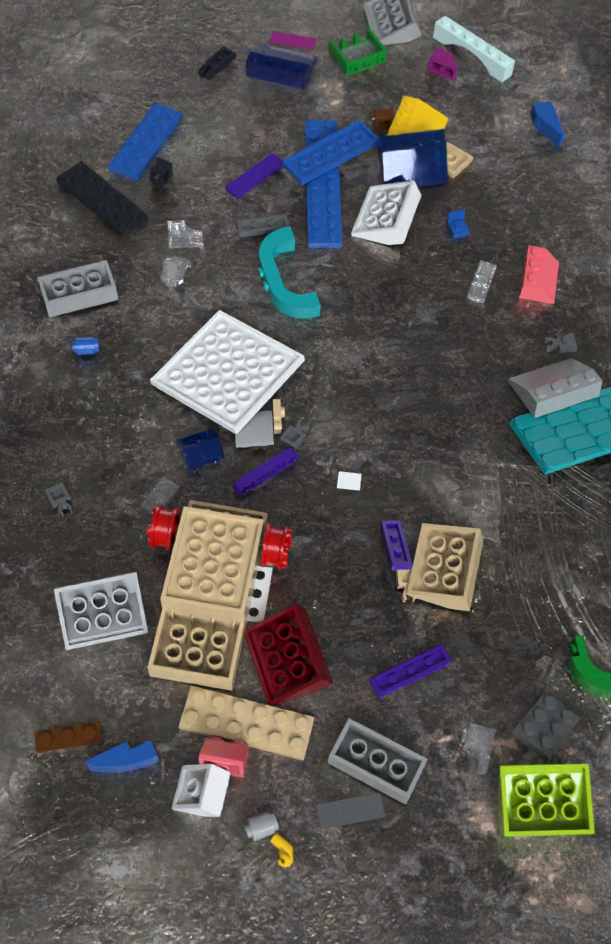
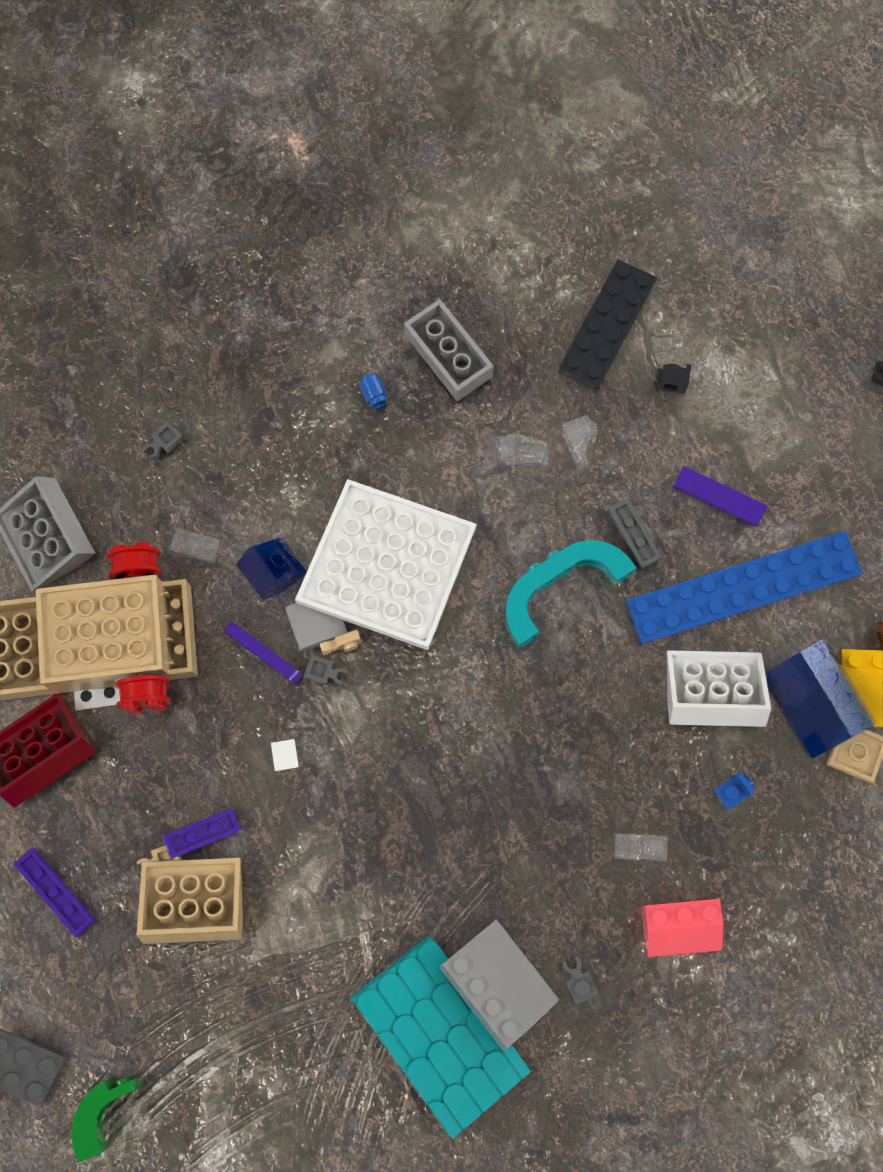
camera: 80 degrees right, 15 degrees up
(145, 141) = (726, 341): blue plate -> none
(330, 152) = (790, 582): blue plate -> none

